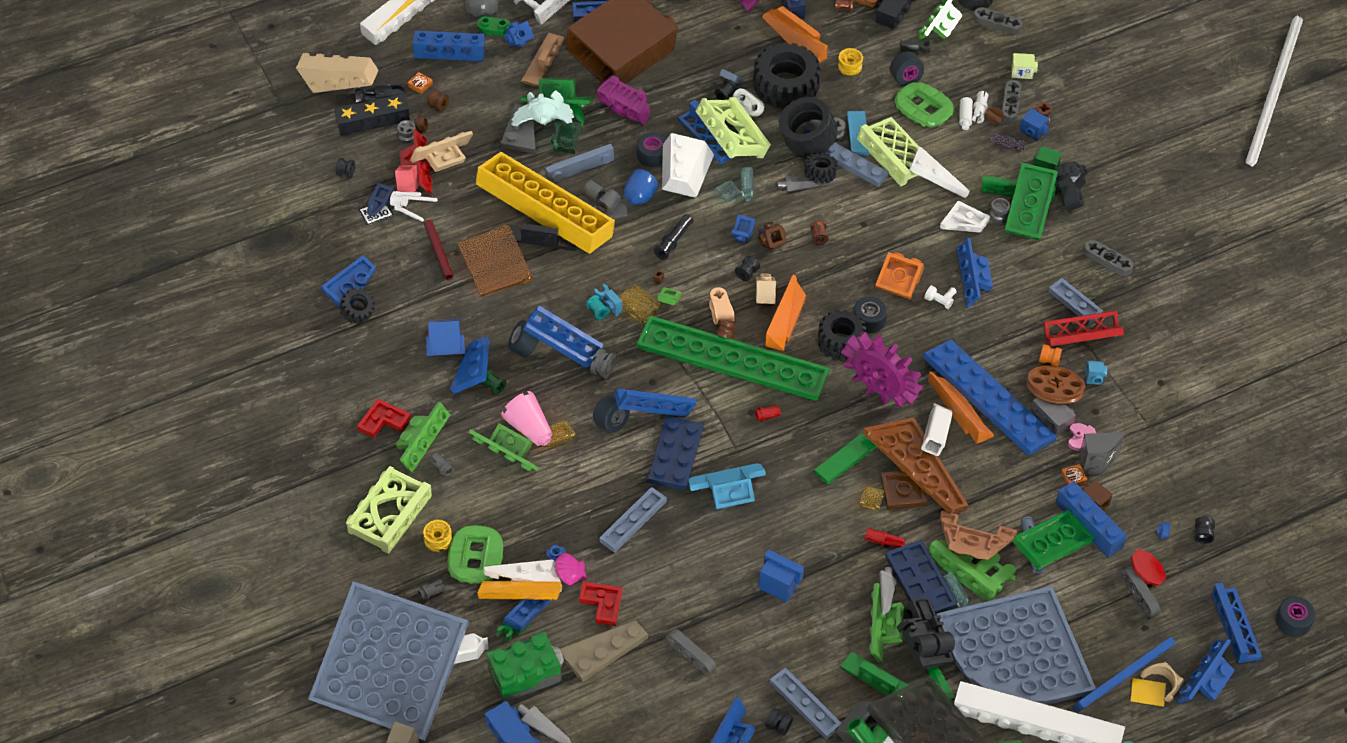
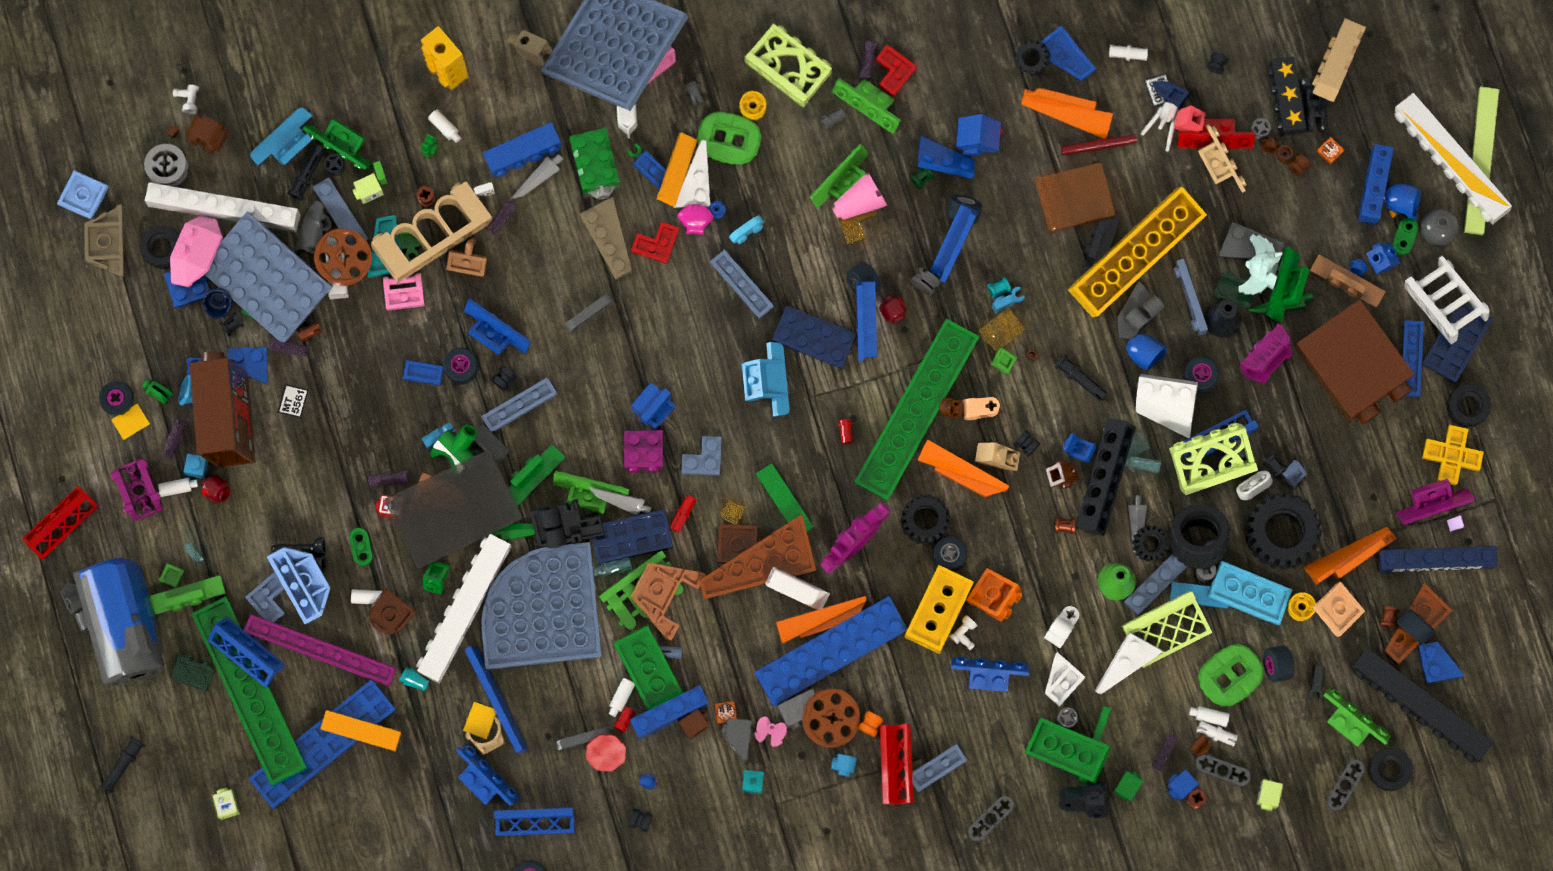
camera: 100 degrees right, 25 degrees up
(342, 235) = (1128, 52): none -> white pin
(361, 443) = (868, 60): none -> clear purple pin
(407, 274) = (1070, 110): none -> orange wedge
(428, 111) = (1289, 152): none -> reddish brown plate
(462, 20) = (1403, 199): none -> blue piece
(528, 52) = (1358, 267): none -> blue plate
(574, 522) = (753, 225): none -> medium azure plate
(593, 132) = (1222, 318): none -> black cone
(637, 383) = (893, 309): none -> dark red head
(720, 195) = (1107, 486): none -> black brick
(824, 525) = (708, 462): none -> sand blue plate
(828, 582) = (643, 450): none -> magenta plate
(846, 35) = (1338, 609): none -> light nougat tile
(848, 95) = (1249, 593): none -> medium azure tile
(862, 185) = (1112, 586): none -> bright green cone
(917, 219) = (1062, 626): none -> white piece
(926, 313) = (934, 597): none -> yellow brick
(1086, 565) = (621, 697): none -> white cylinder
(1109, 559) = (624, 719): none -> red pin
(1136, 440) = (752, 781): none -> teal brick

